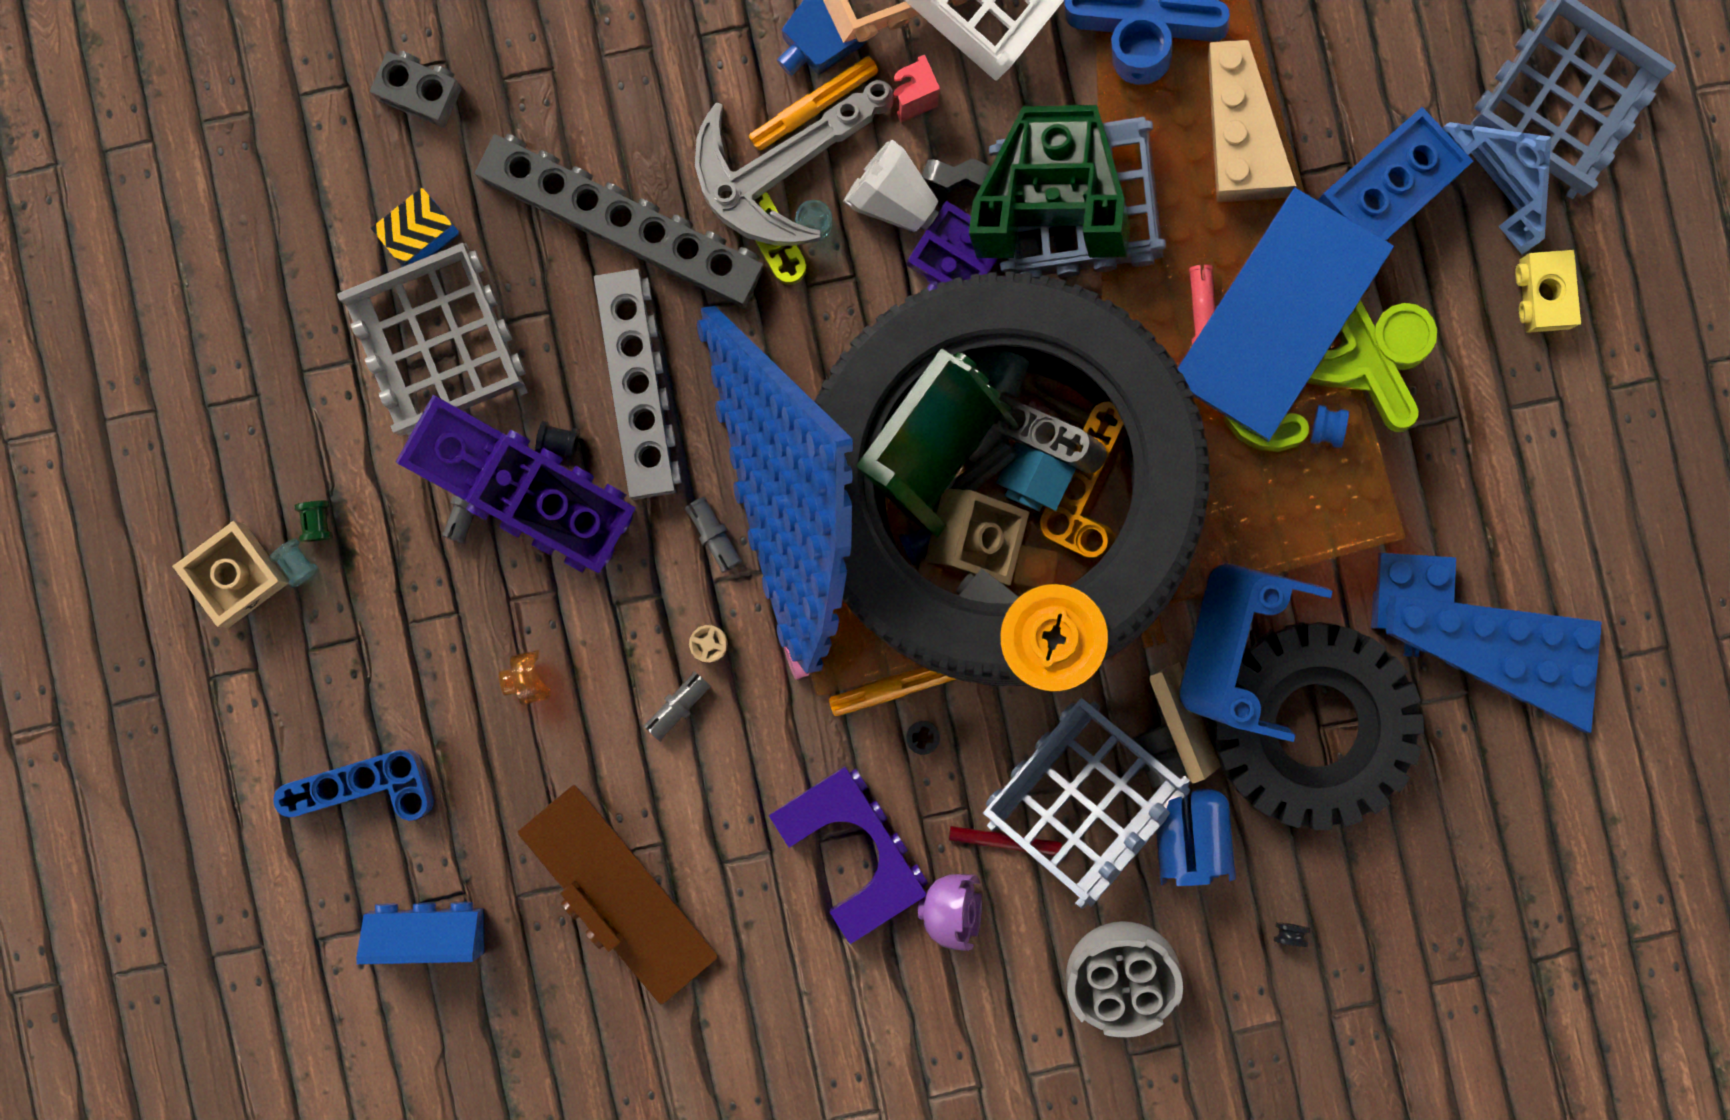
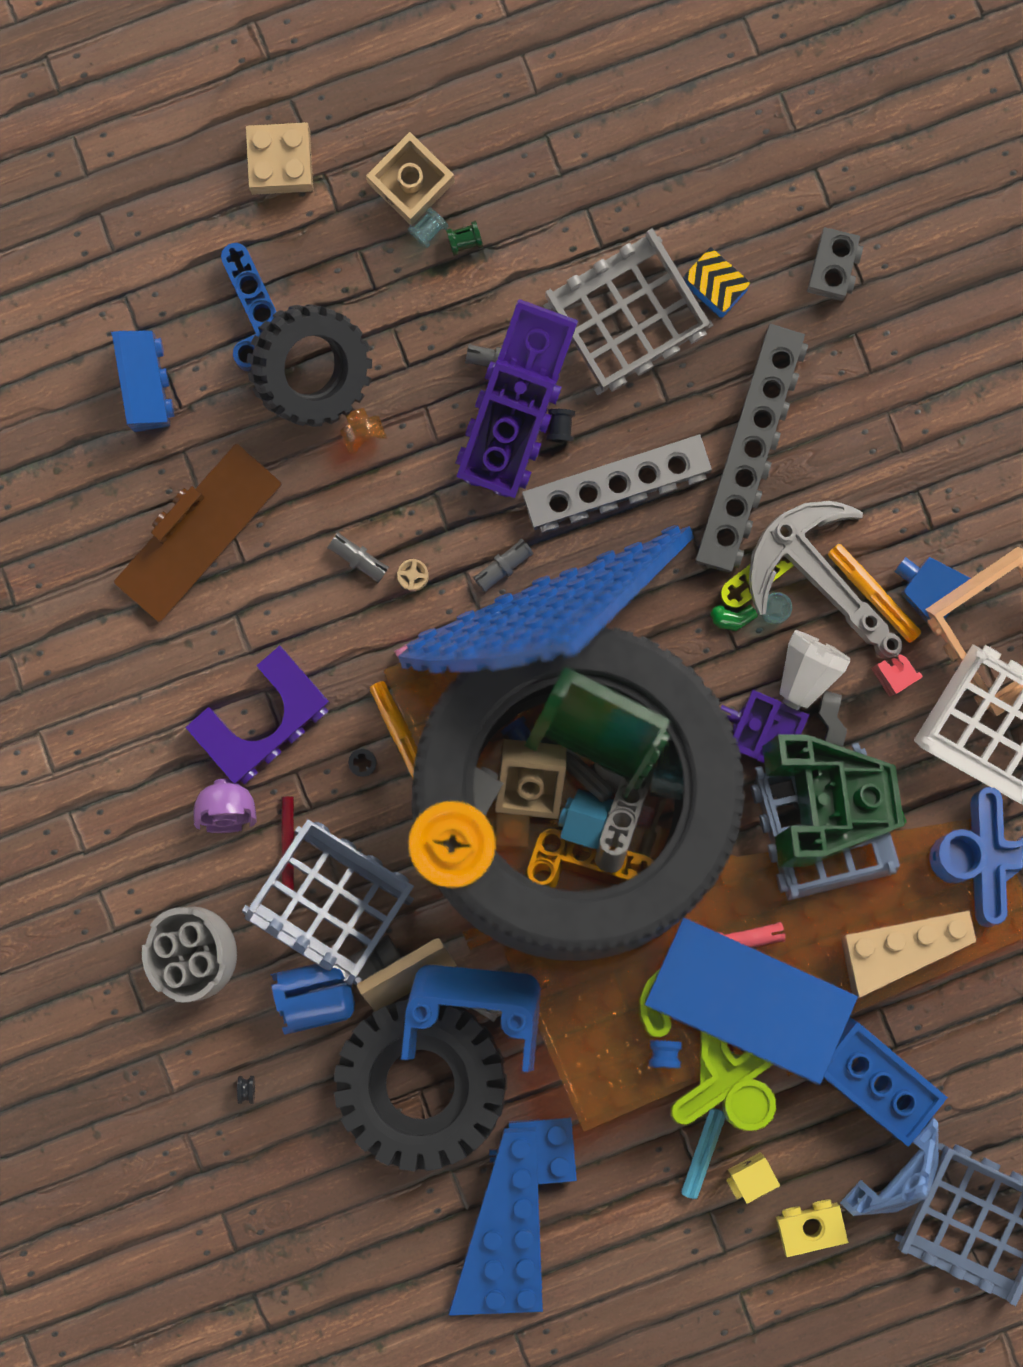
camera: 85 degrees right, 0 degrees up
(180, 729) = (279, 158): none -> tan brick
(447, 682) = (348, 373): none -> black tyre
(820, 274) = (730, 620): none -> green arm
(1448, 407) = (703, 1153): none -> medium azure axle
(1483, 350) = (752, 1178): none -> light yellow brick

